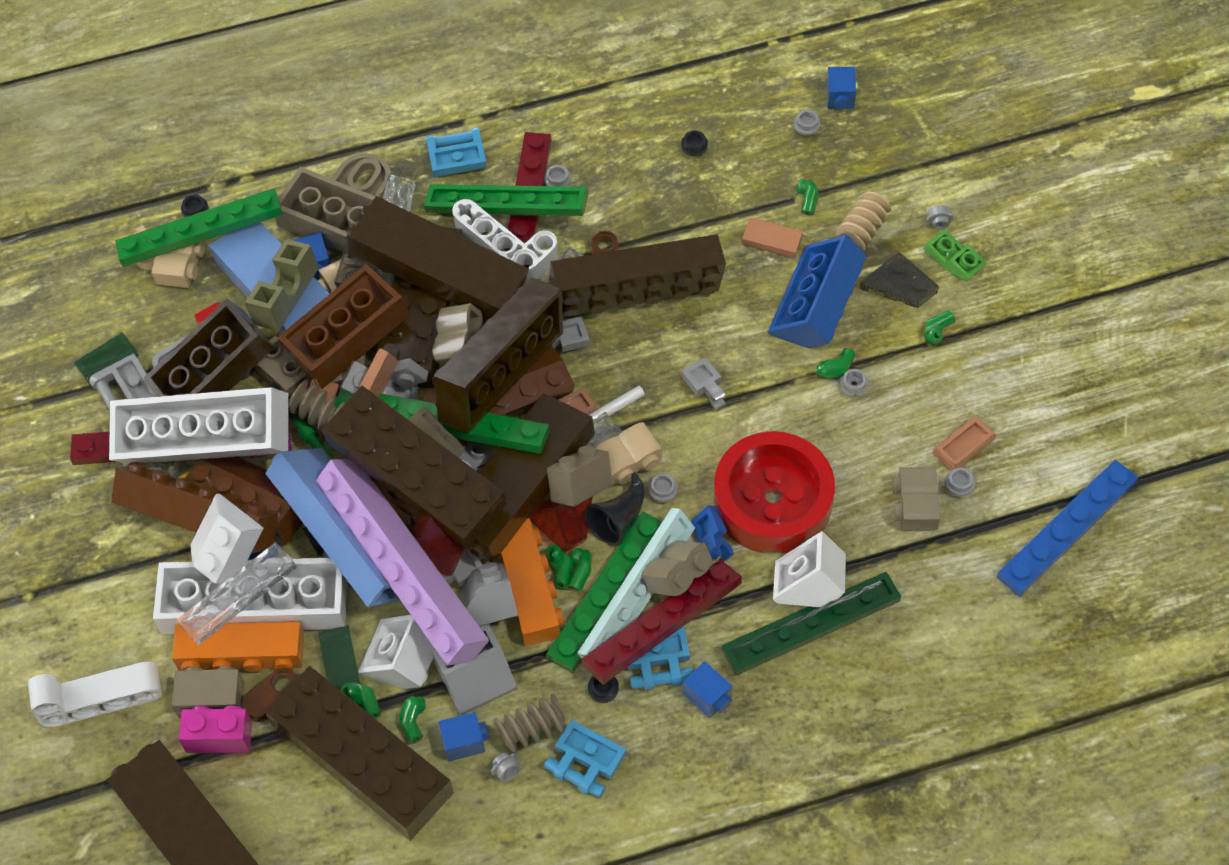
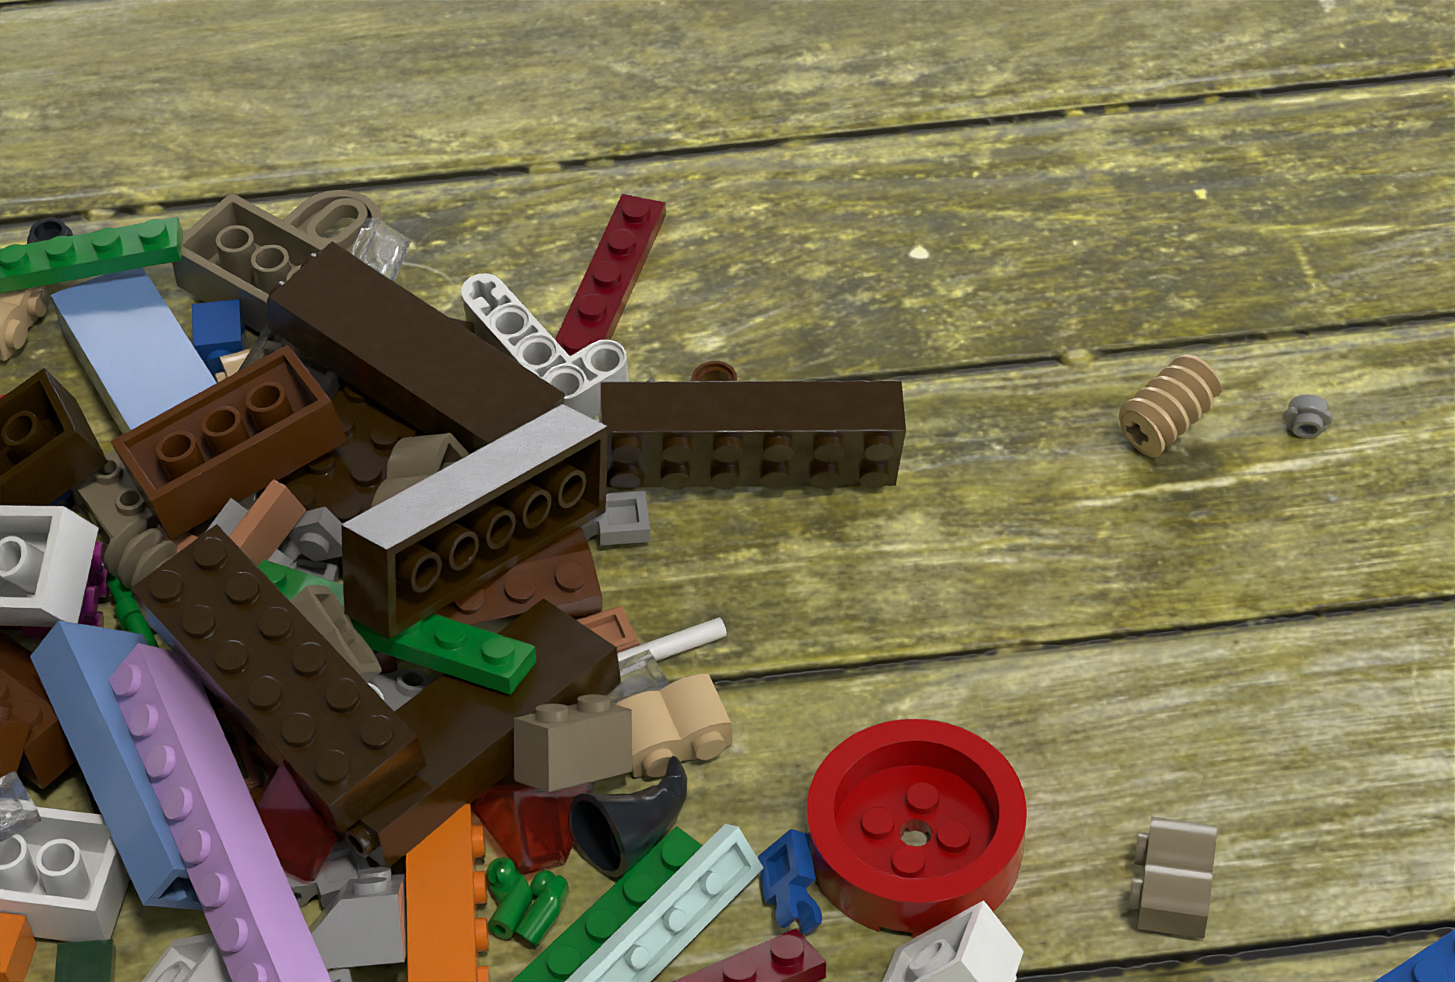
camera: 10 degrees right, 10 degrees down
(272, 303) = (119, 387): olive arch -> none
(456, 157) = (500, 211): dark azure plate -> none
(510, 199) = (572, 289): green plate -> none
(557, 176) = (659, 271): light grey plate -> none
(663, 488) = (722, 792): light grey plate -> none
(677, 567) = (711, 928): dark tan brick -> none
(694, 143) = (904, 246): black plate -> none
(705, 379) = (836, 622): light grey plate -> none
(772, 237) = (1006, 412): nougat tile -> none
(807, 123) = (1105, 239): light grey plate -> none
(811, 196) = (1087, 353): green arm -> none
(818, 292) = (1068, 509): blue slope -> none
(836, 367) = (1075, 636): green arm -> none
(841, 88) = (1174, 191): blue brick -> none
(854, 376) = (1101, 655): light grey plate -> none
(901, 282) = (1219, 512): clear smoke wing -> none
(935, 325) = (1263, 594): green arm -> none
(950, 254) = (1320, 484): bright green slope -> none
(960, 482) = (1260, 861): light grey plate -> none
(964, 443) = (1281, 798): nougat tile -> none

